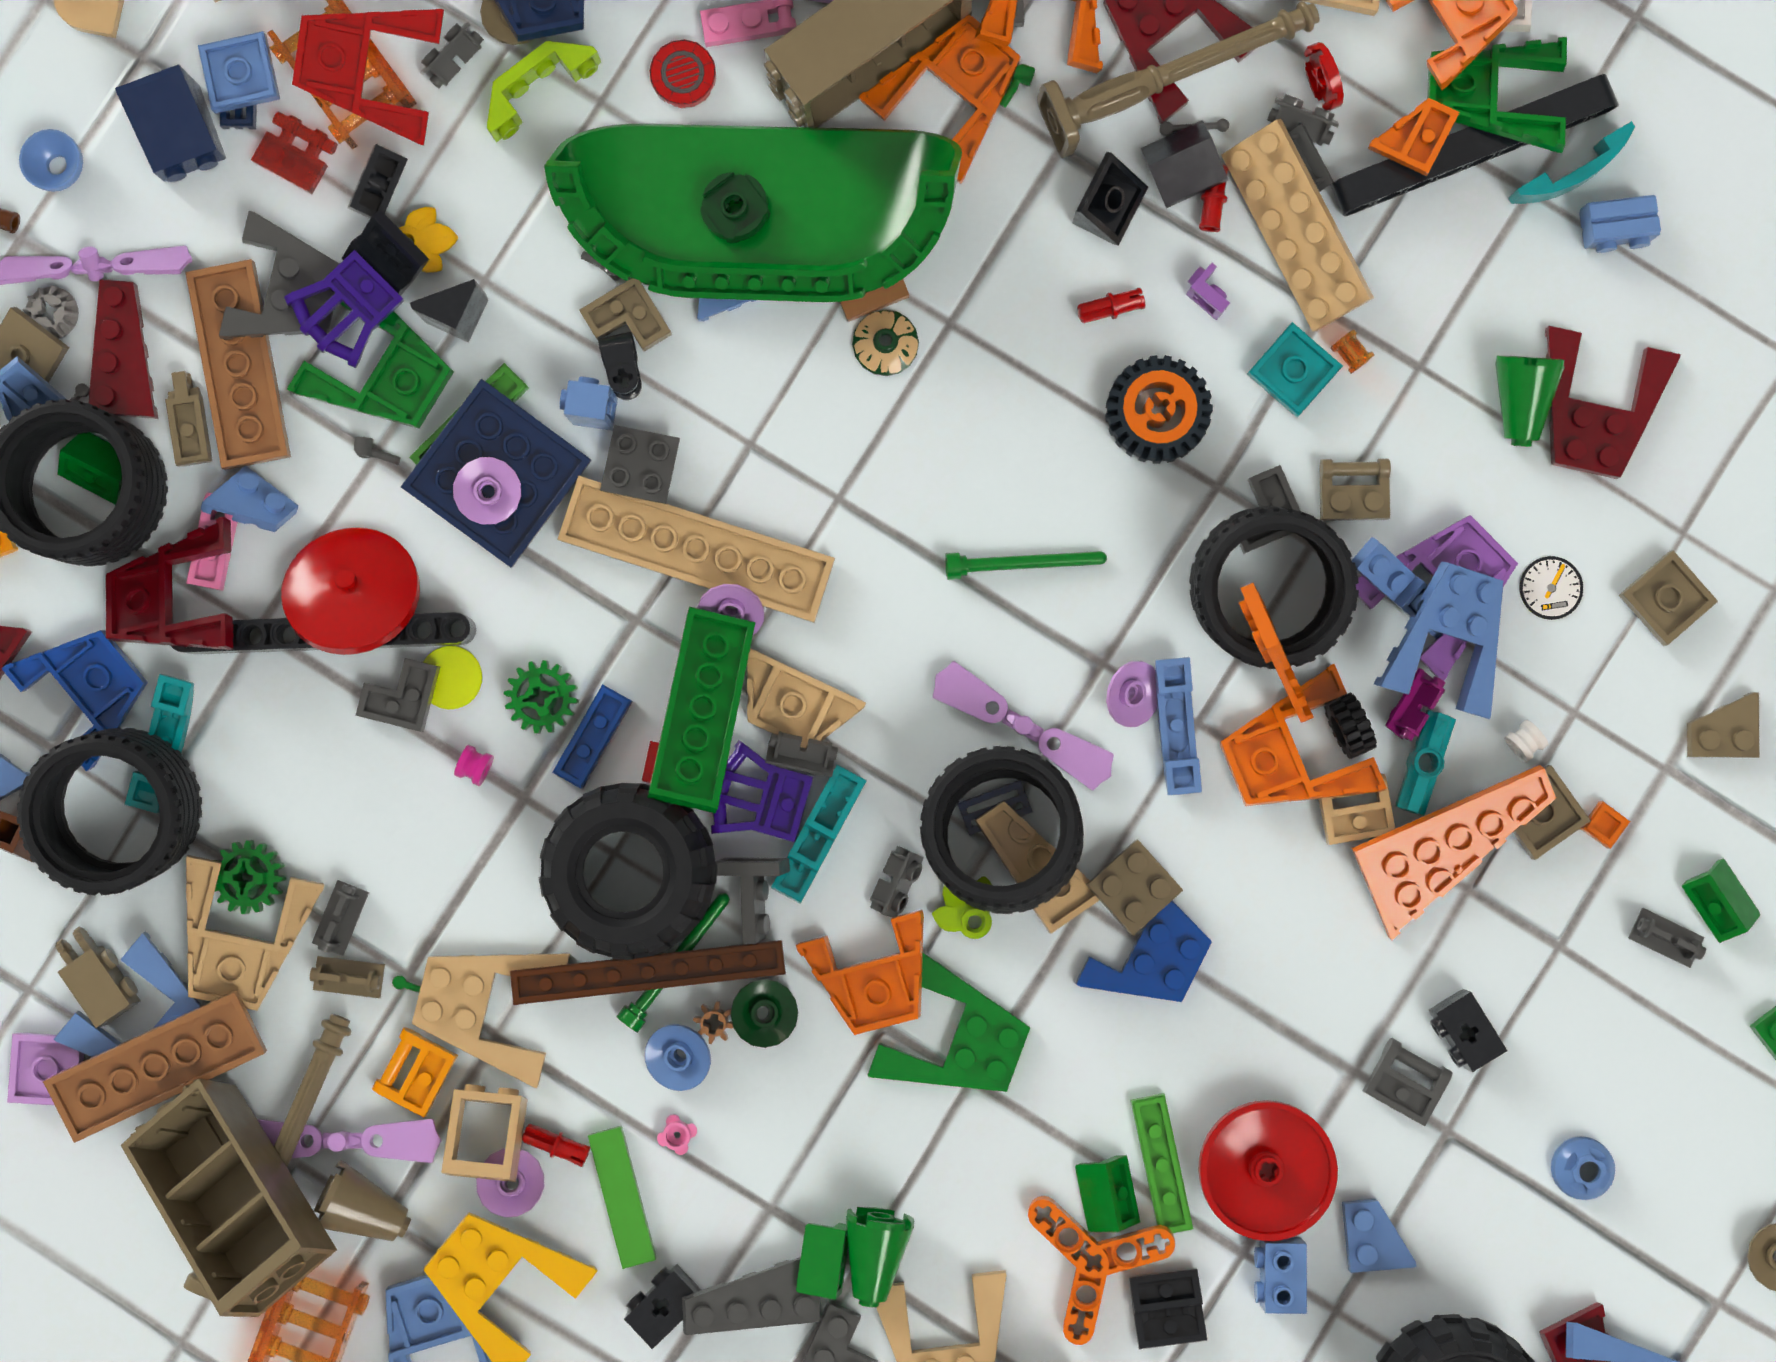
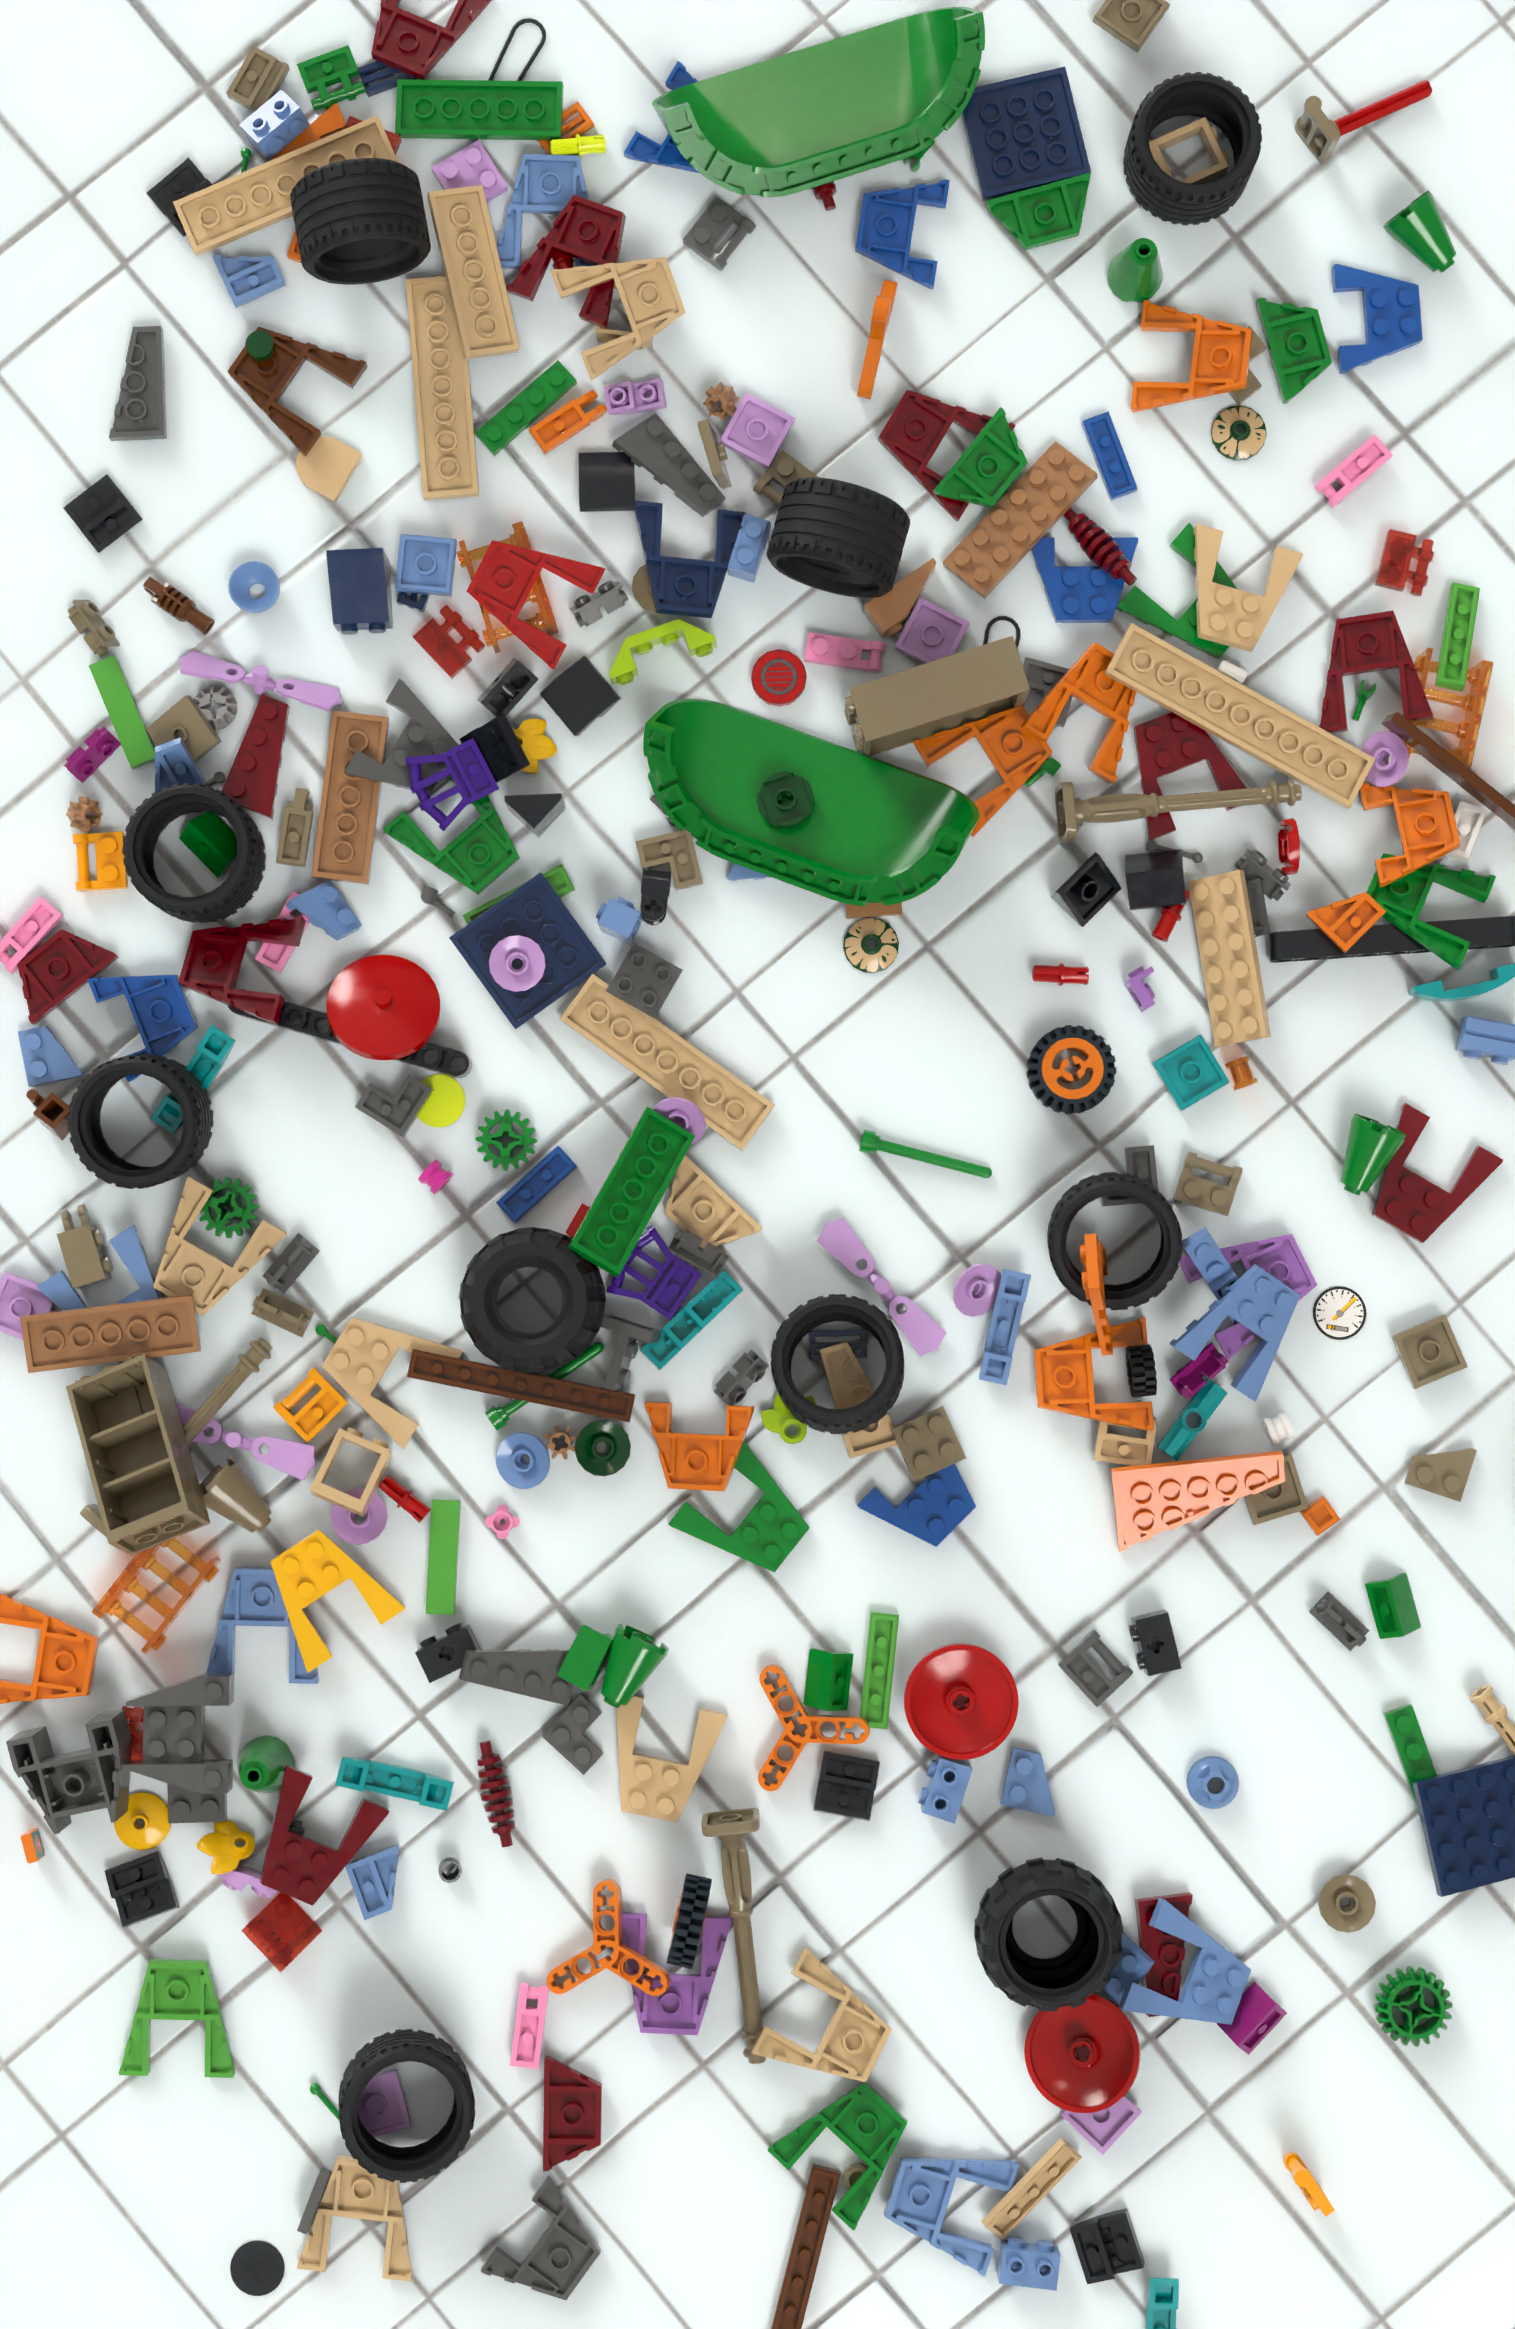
camera: 15 degrees right, 0 degrees up
(463, 165) = (580, 696): none -> black slope

